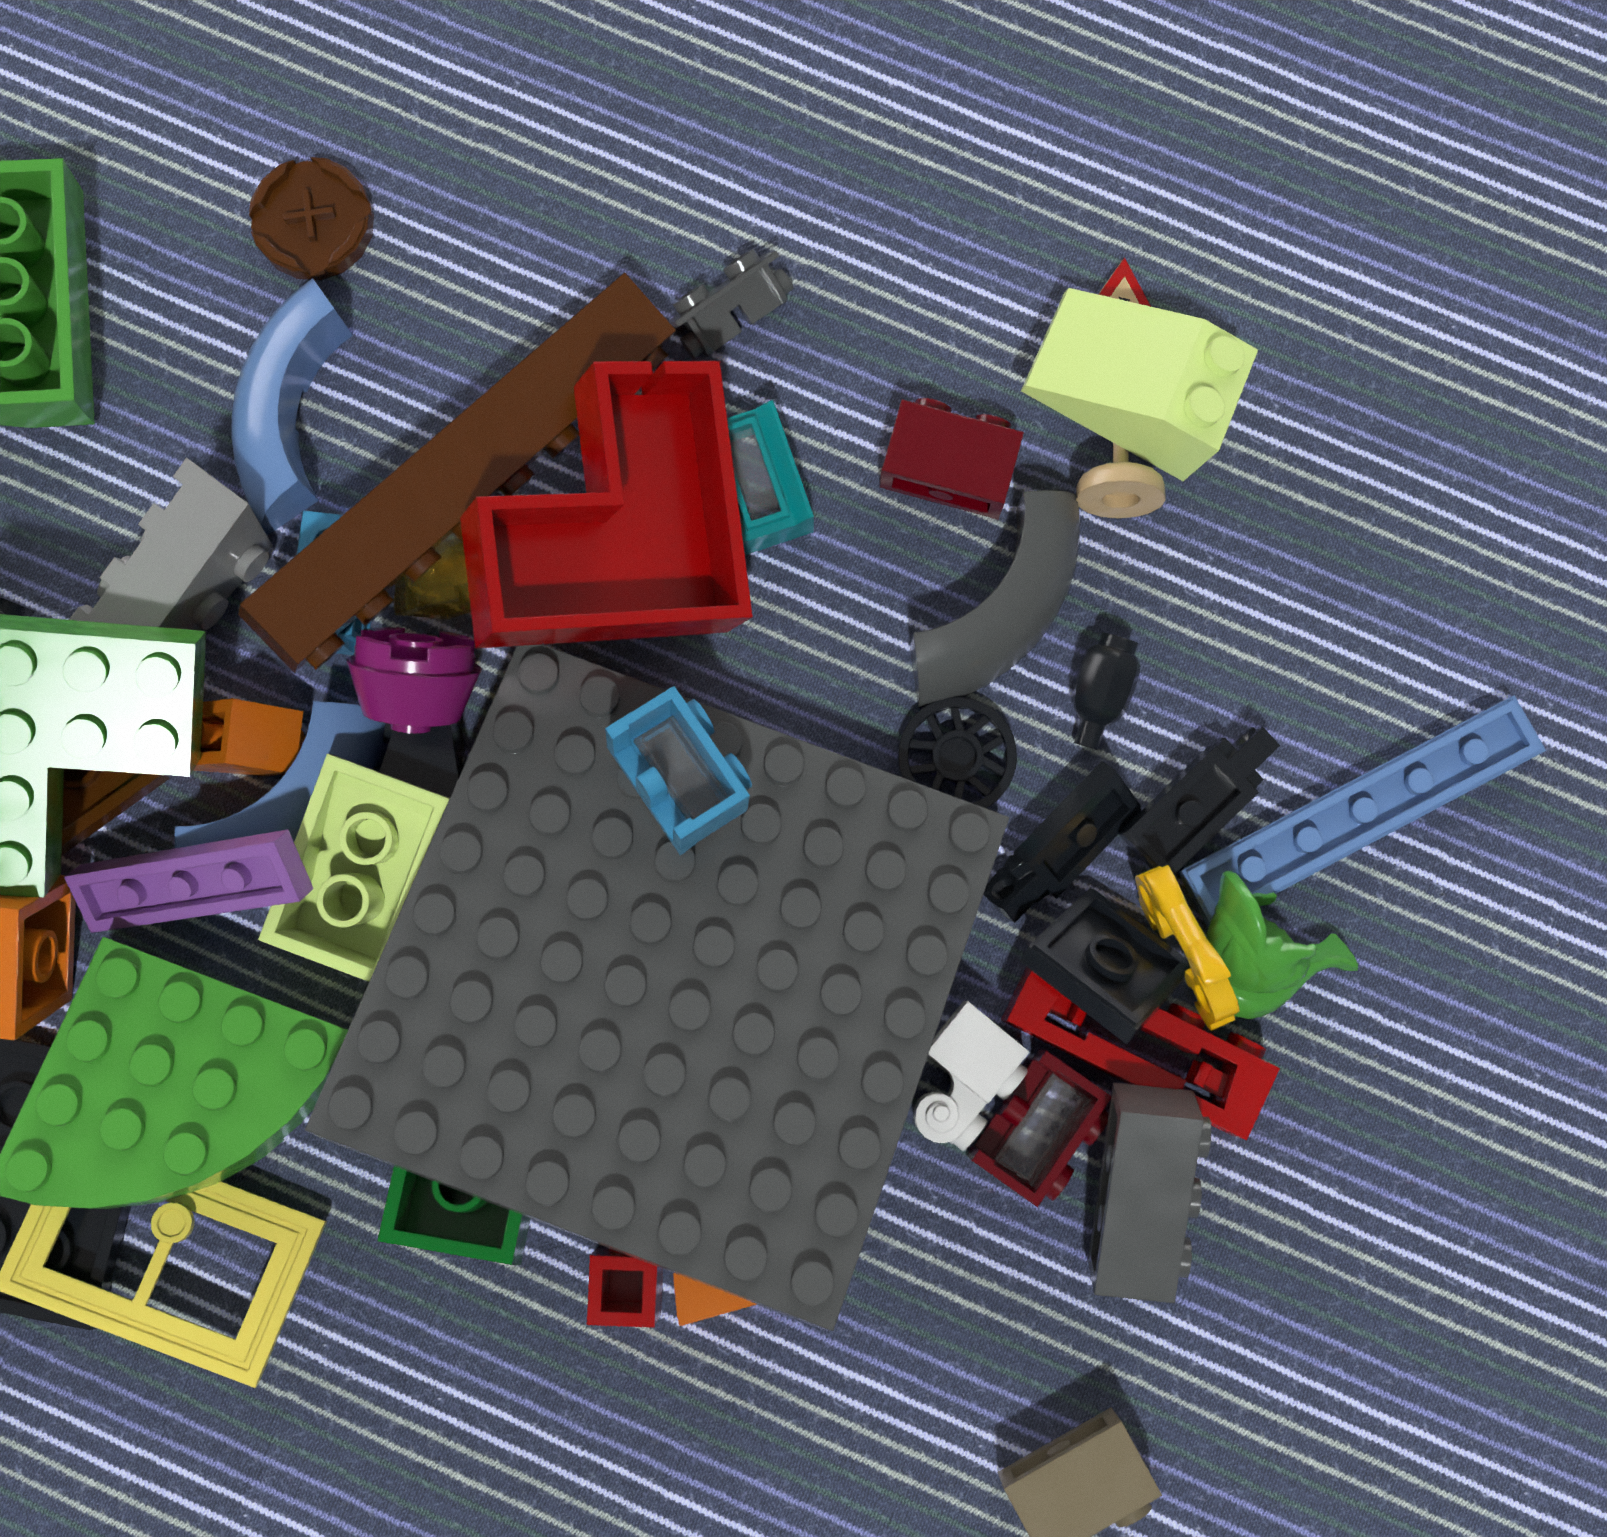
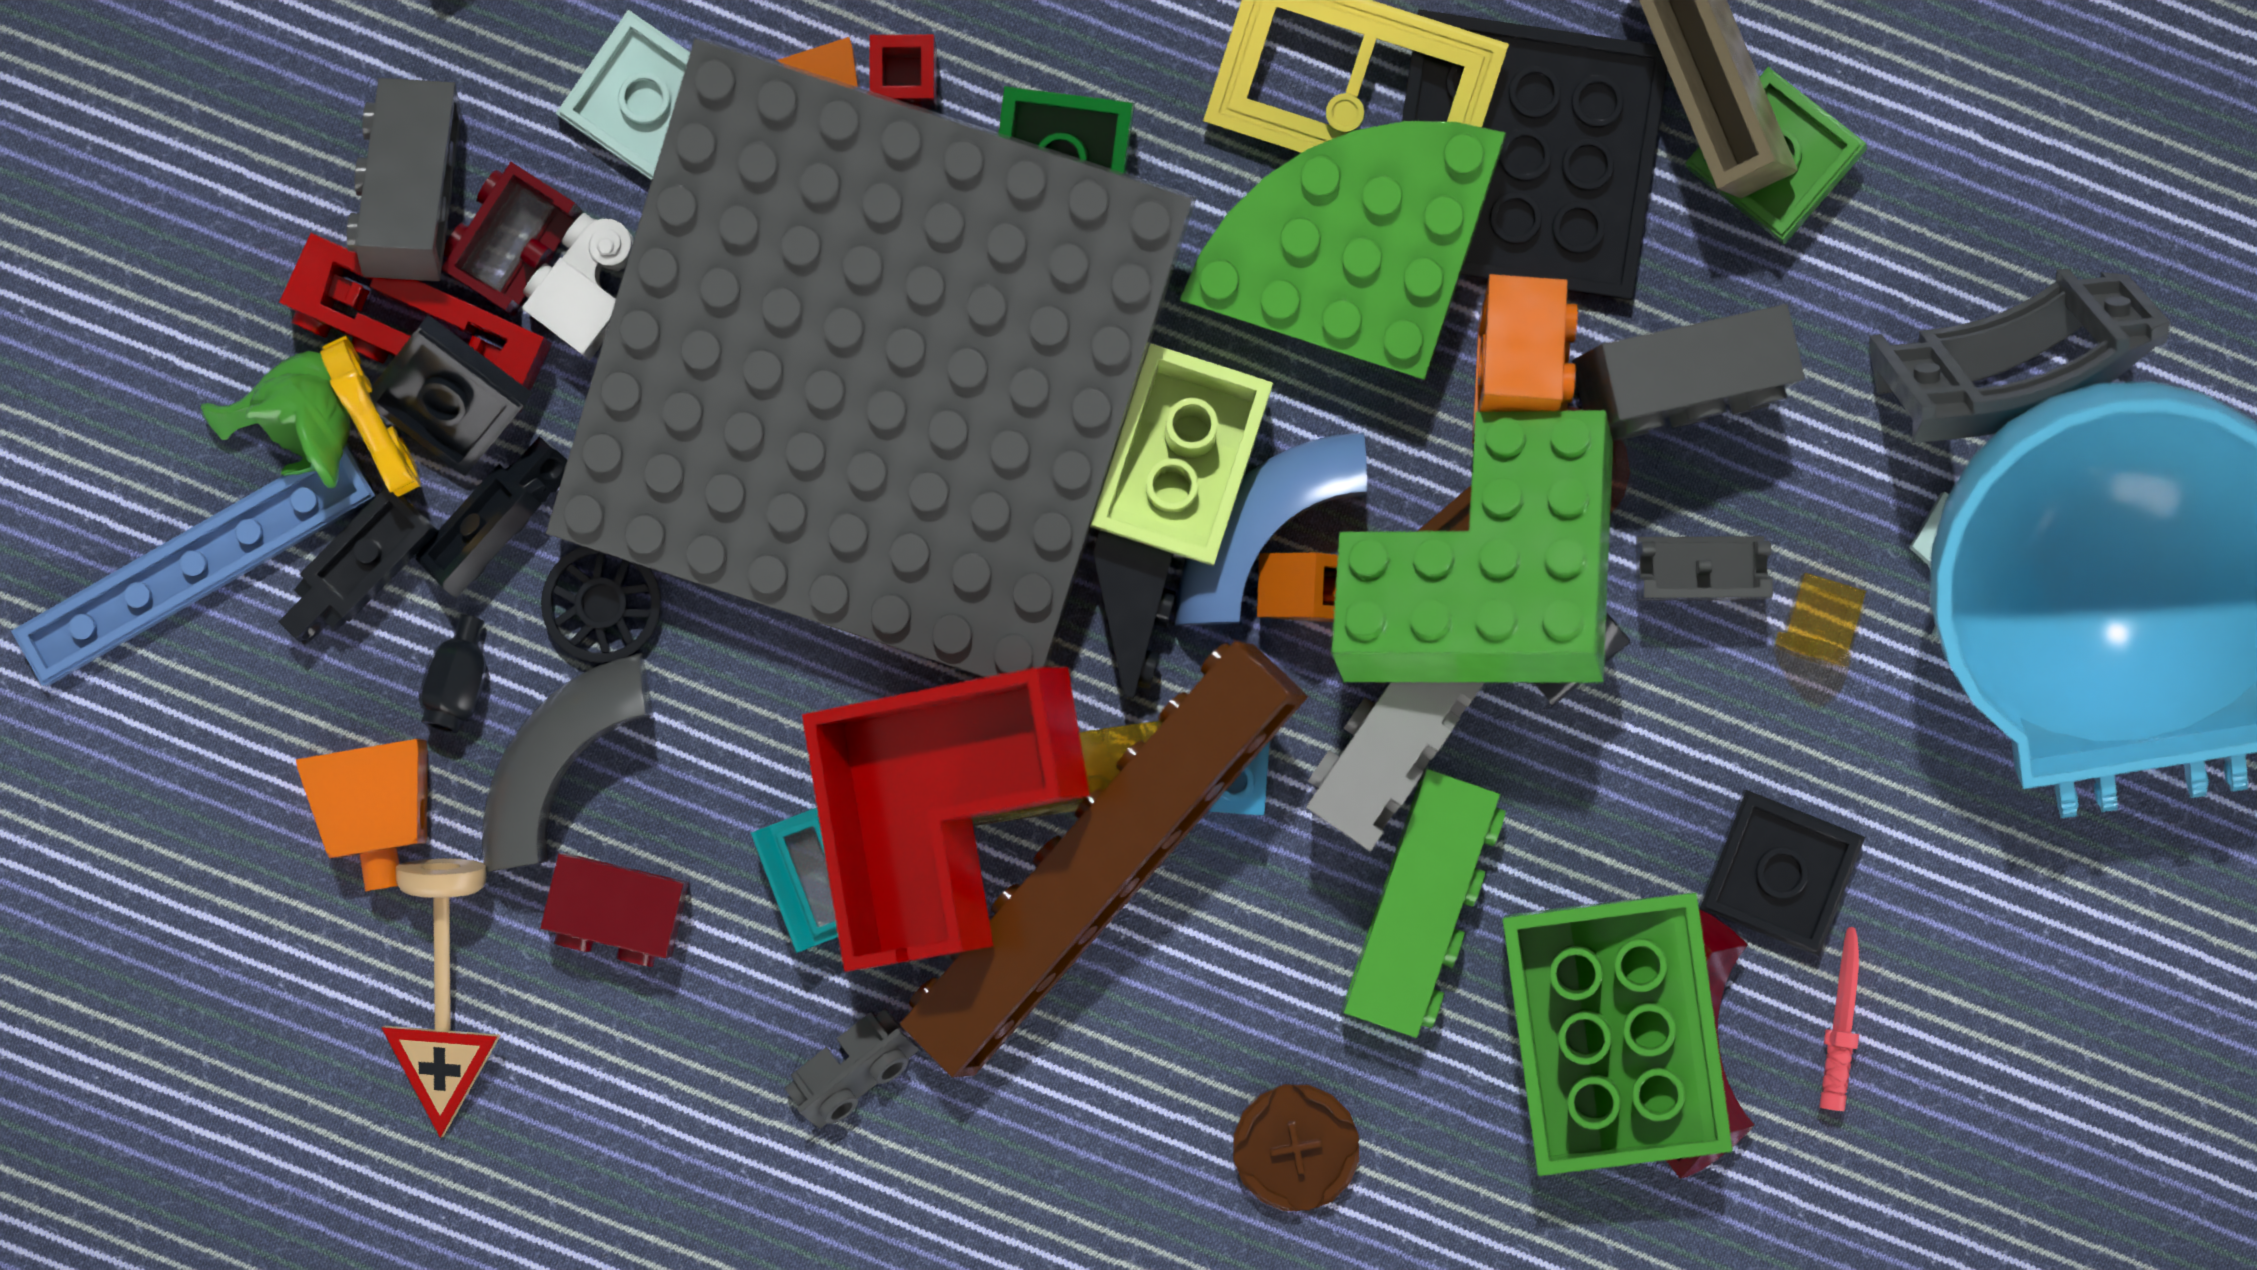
camera: 175 degrees right, 5 degrees up
(171, 413) = (1421, 904): none -> bright green brick
(190, 882) = (1345, 435): medium lavender plate -> none
(267, 402) = (1323, 944): medium blue brick -> none
(413, 677) = (1131, 641): magenta cone -> none
(679, 768) = (863, 557): dark azure window -> none
(909, 1273) = (629, 93): none -> light aqua tile
(1142, 377) = (422, 992): yellowish green slope -> none
(1191, 566) = (370, 804): none -> orange torso

